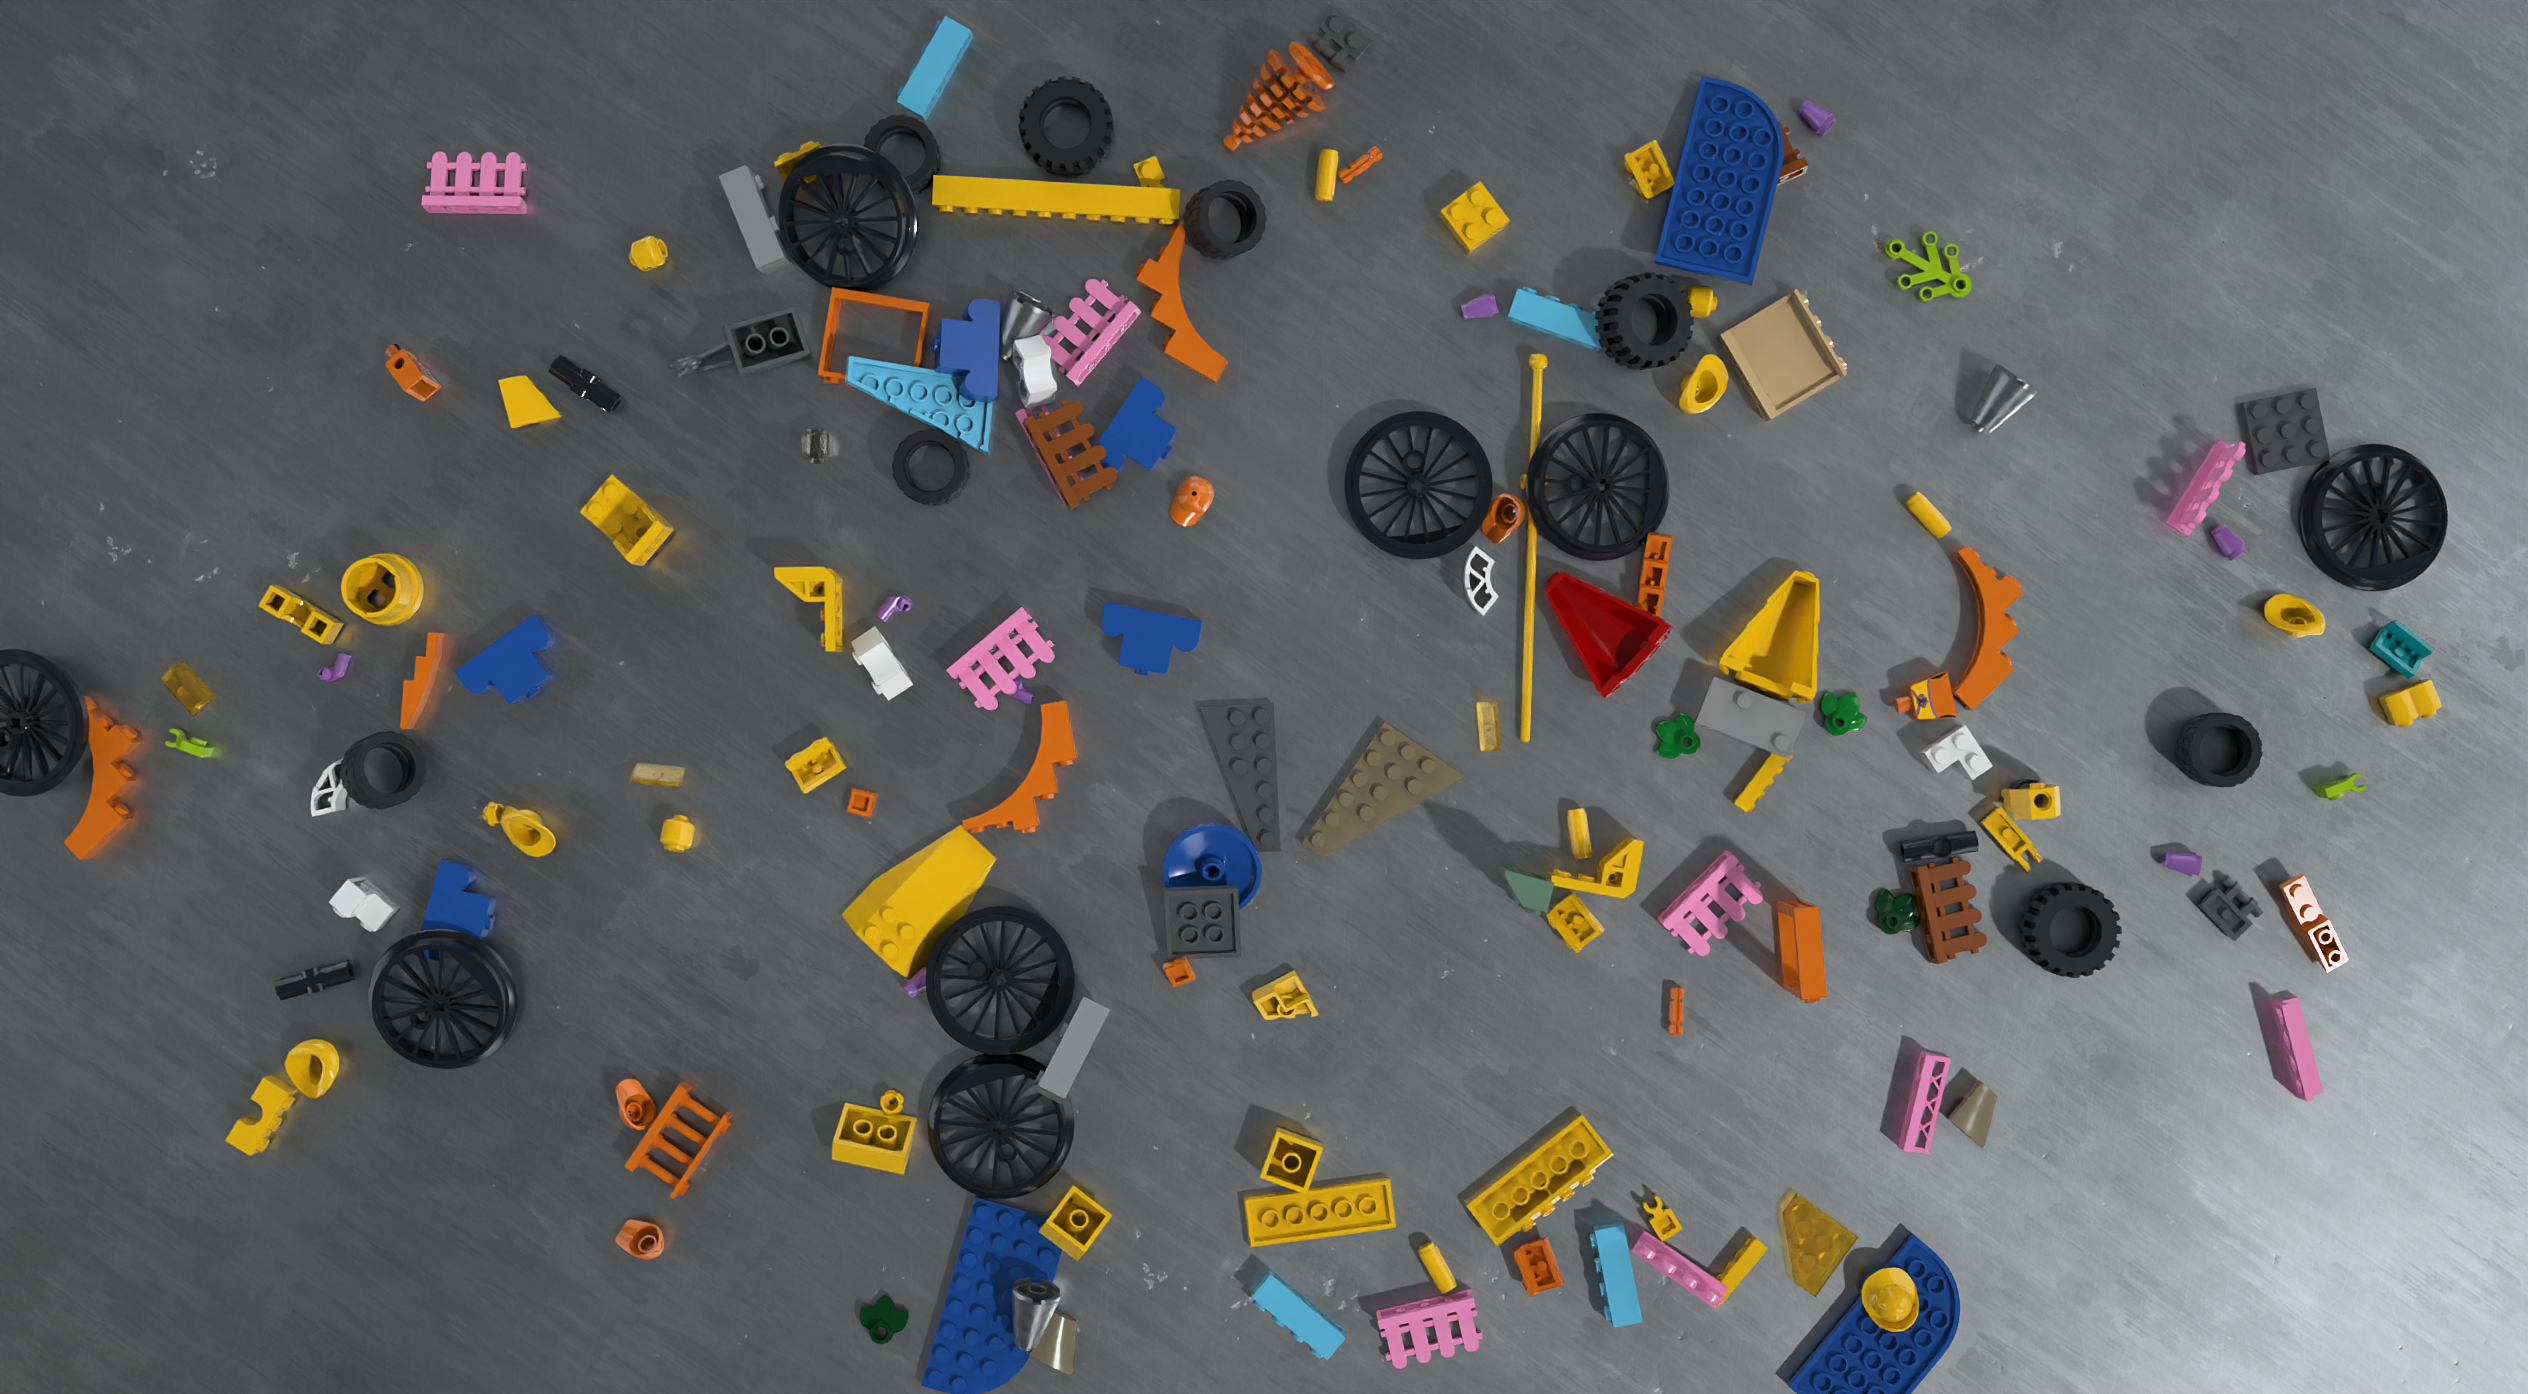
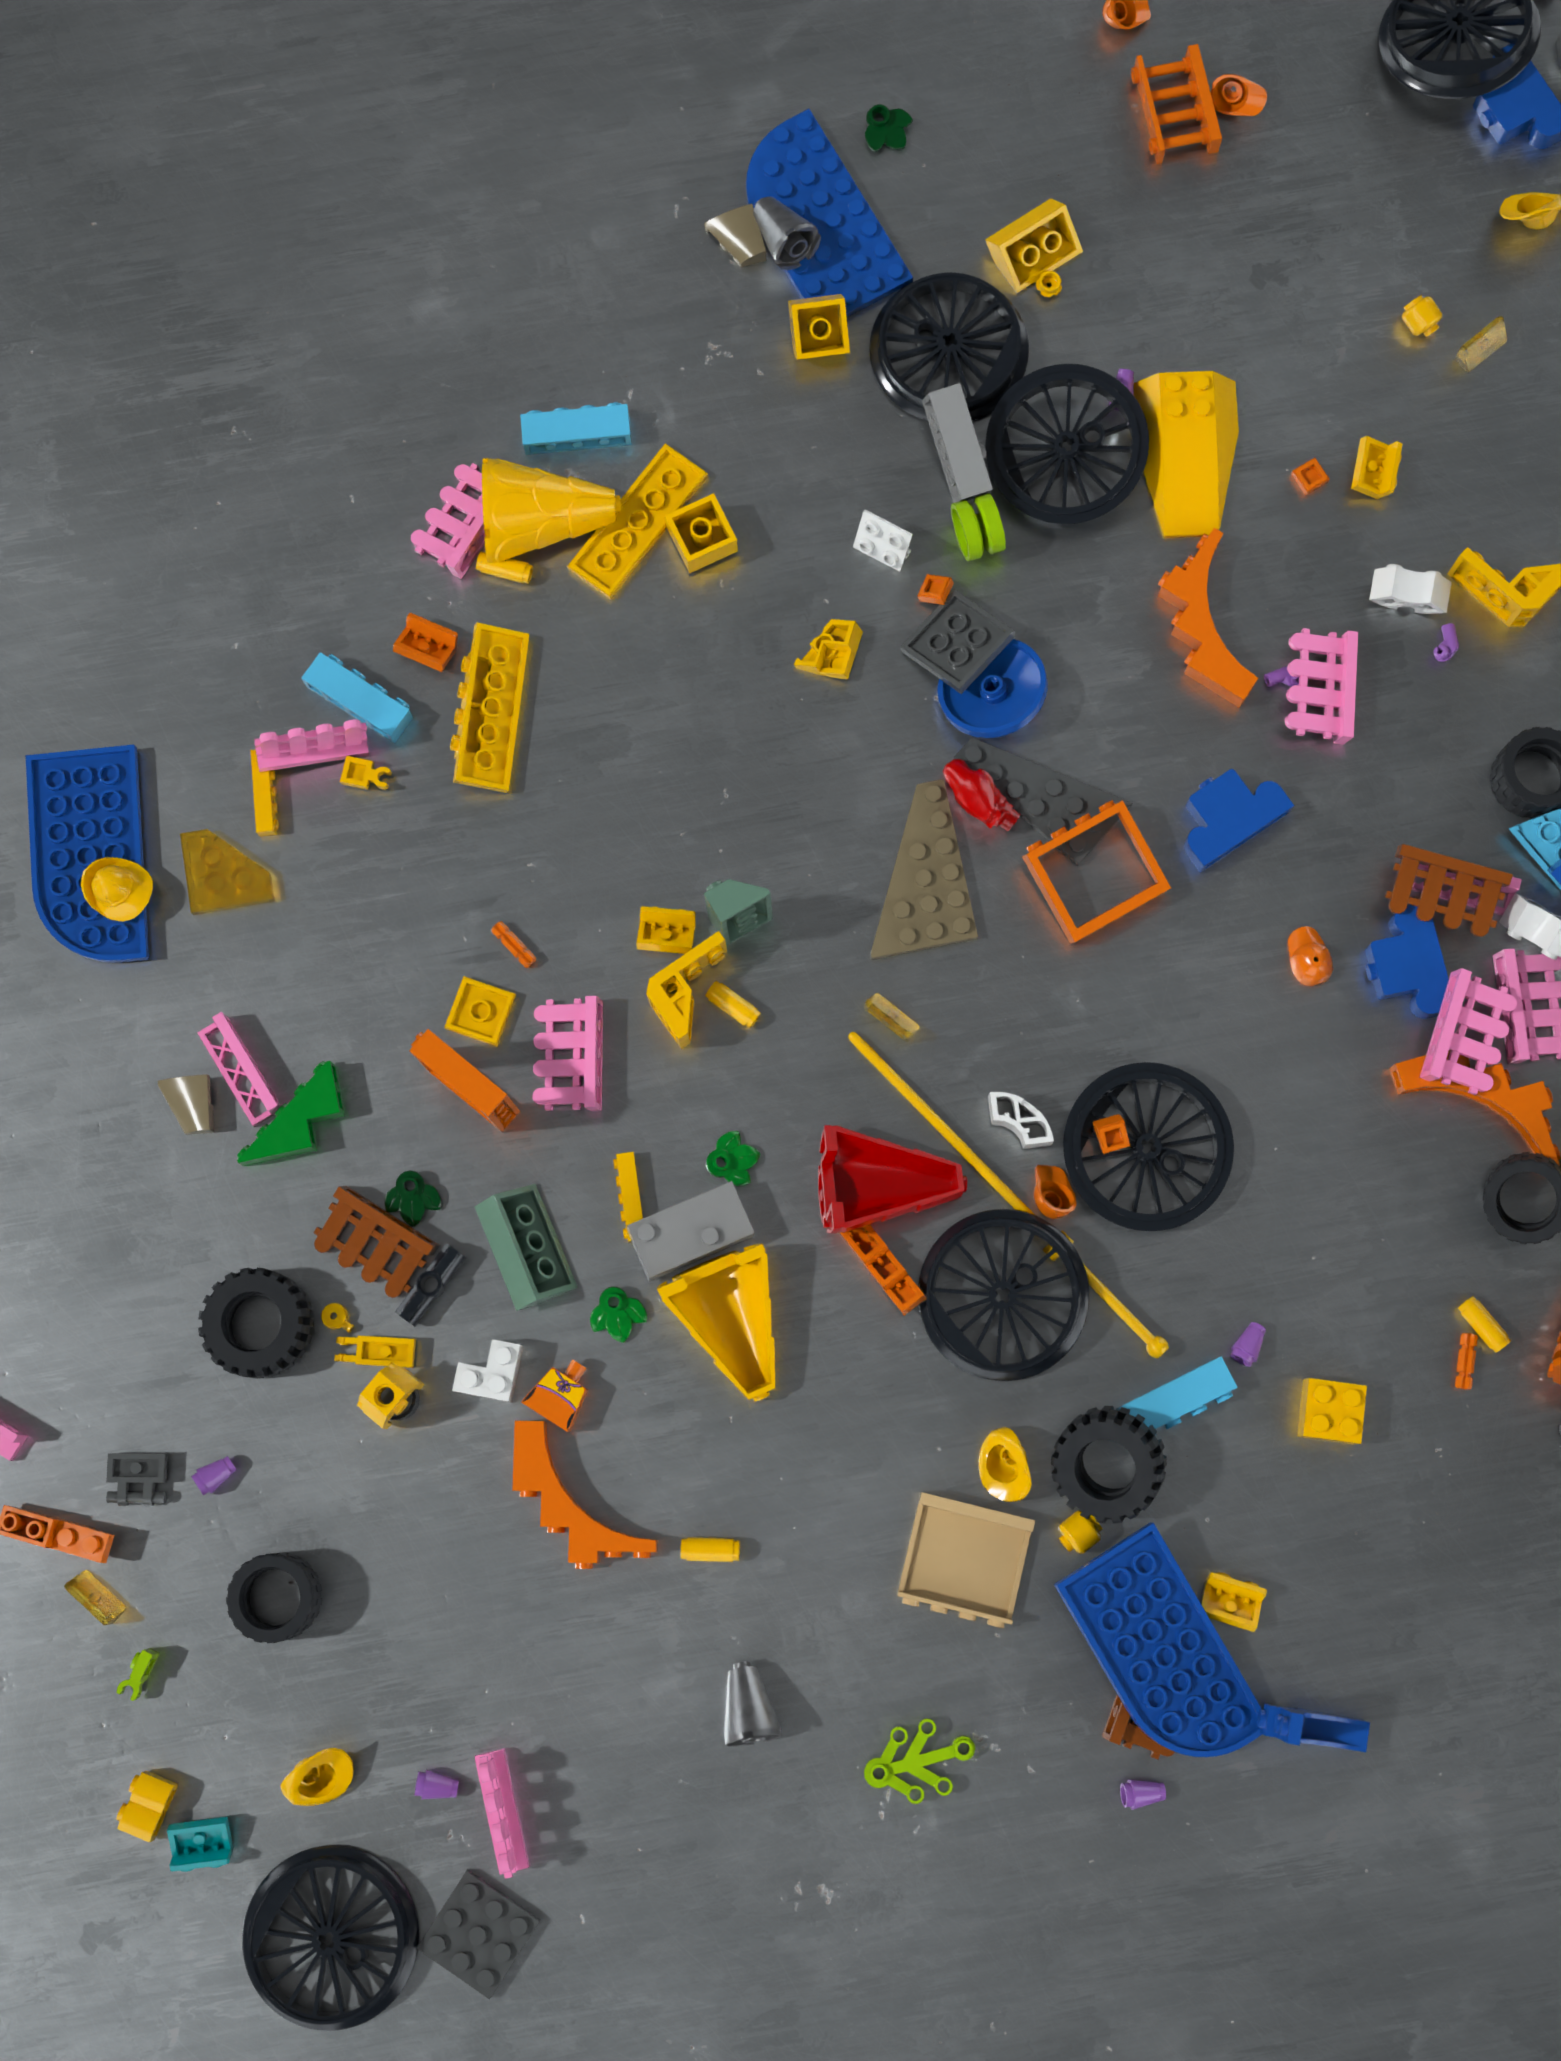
camera: 140 degrees right, 10 degrees down
(1111, 982) = (978, 527): none -> lime wheel
(1171, 363) = (1446, 1040): none -> bright pink fence
(1182, 1036) = (882, 540): none -> white hinge
(1282, 649) = (1062, 835): none -> orange window
(1292, 808) = (979, 795): none -> red animal
(1380, 1285) = (538, 508): none -> yellow cone
(1434, 515) = (1111, 1133): none -> orange slope
(1682, 52) = (1313, 1727): none -> blue arch
(1739, 989) = (480, 1011): none -> yellow tile
(1858, 810) = (525, 1246): none -> sand green slope
(1926, 1032) = (292, 1128): none -> green slope
(2011, 882) = (339, 1321): none -> yellow piece
(2324, 859) = (95, 1597): none -> clear yellow slope

